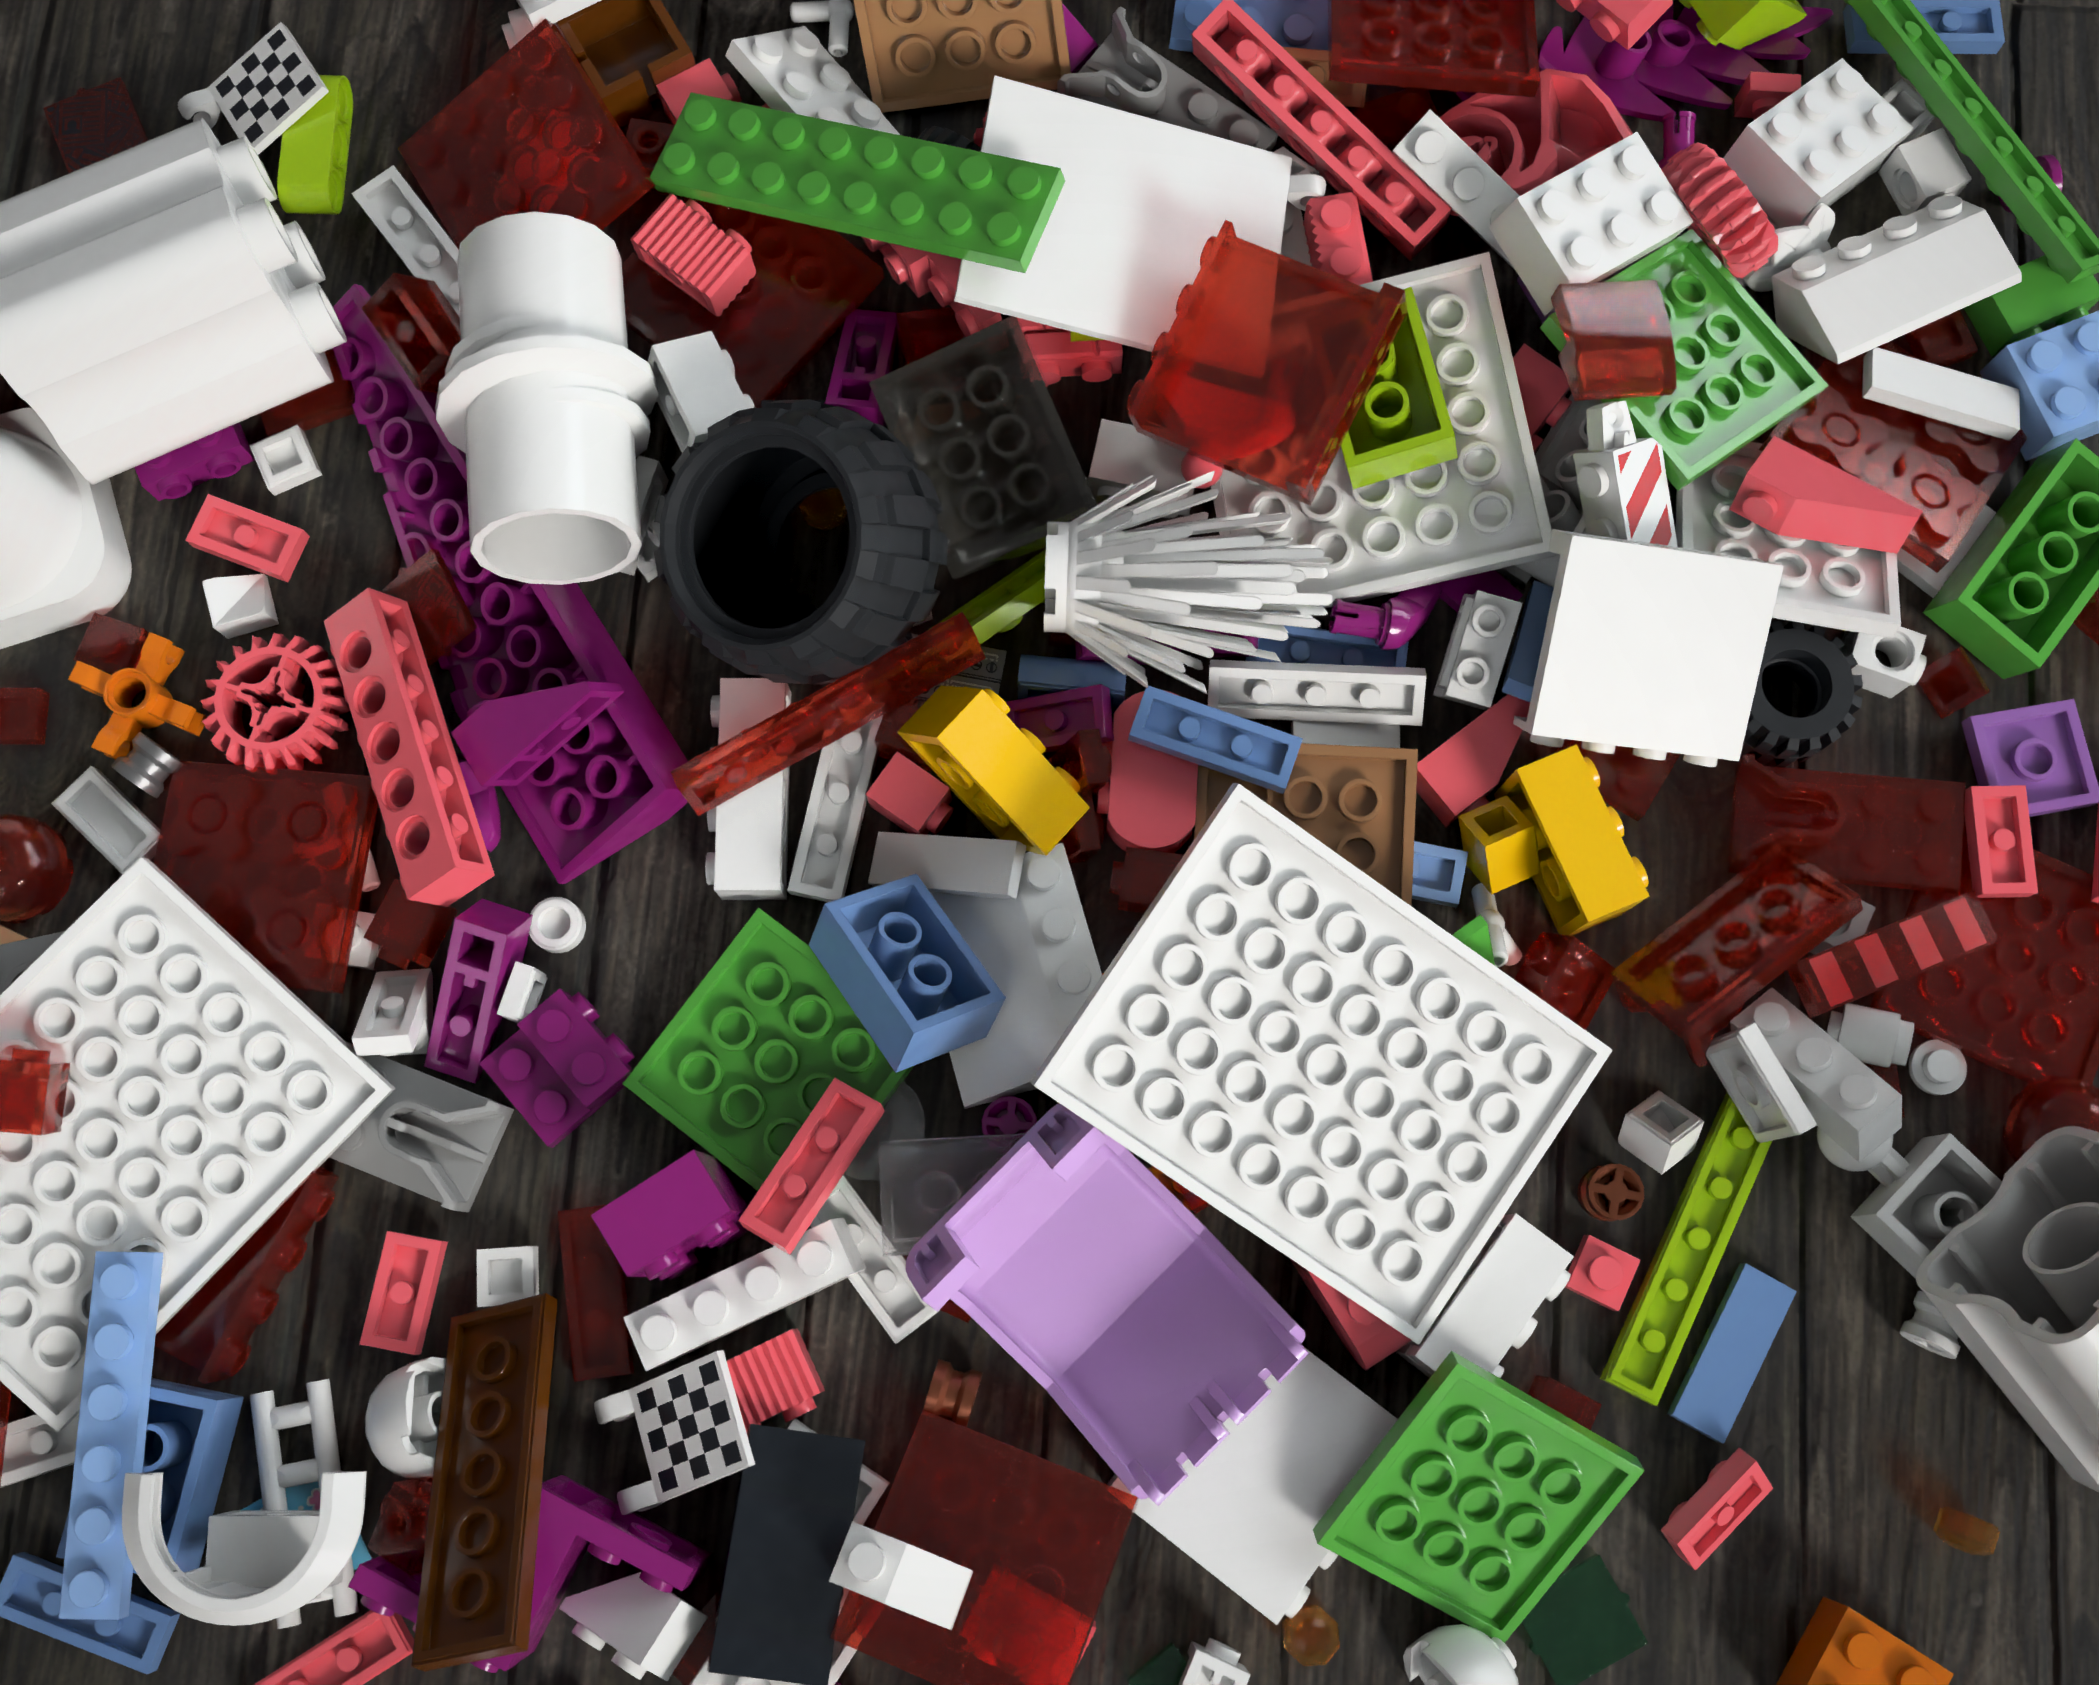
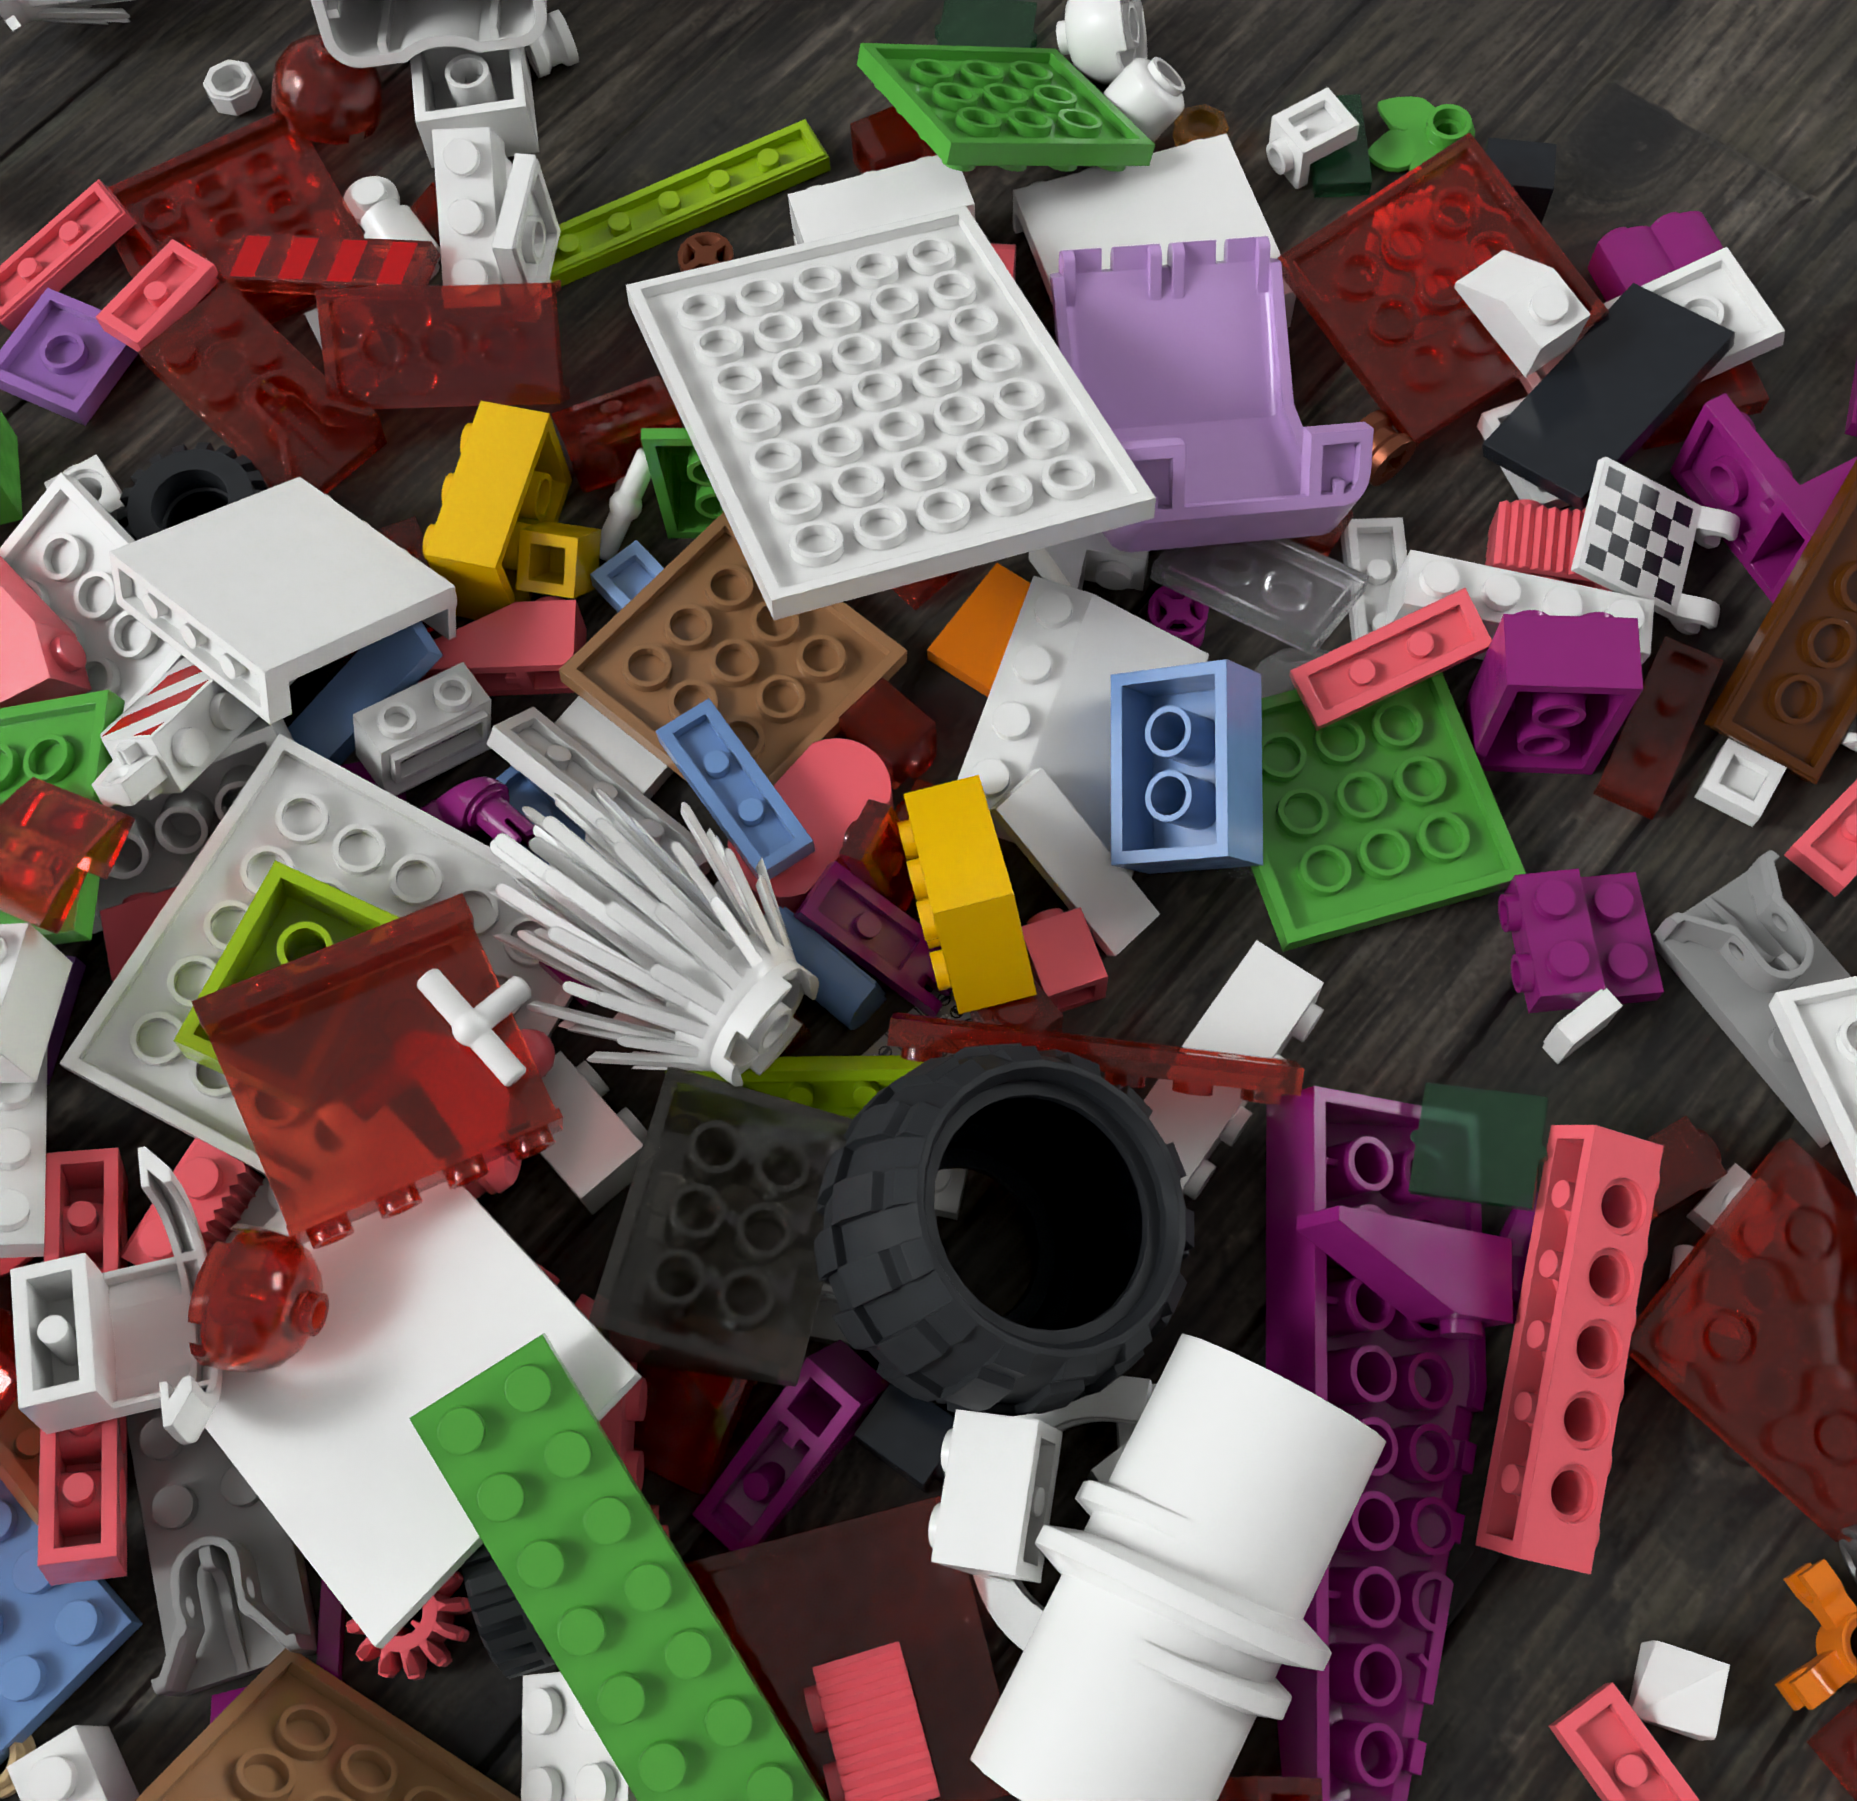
camera: 140 degrees left, 10 degrees down
(285, 666) = (1718, 1546): coral gear -> none
(396, 1014) = (1733, 1081): white slope -> none
(434, 604) = (1445, 1519): clear red piece -> none
(475, 976) = (1626, 1060): magenta slope -> none
(537, 834) = (1479, 1146): none -> clear green piece
(557, 925) = (1505, 1072): white tile -> none
(637, 1620) = (1785, 420): white slope -> none
(835, 815) = (1162, 982): white plate -> none
(1222, 185) = (256, 1301): none -> clear red cylinder
(1232, 428) = (474, 1025): none -> white piece
(1288, 129) = (116, 1338): none -> white piece
(1376, 1623) = (1148, 95): none -> white head
(1601, 1272) = (763, 225): coral plate -> none
(1660, 1132) = (610, 282): white slope -> none
(1716, 1508) = (798, 37): coral plate -> none
(1731, 1353) = (715, 121): medium blue tile -> none
(1952, 683) = (57, 446): clear red slope -> none

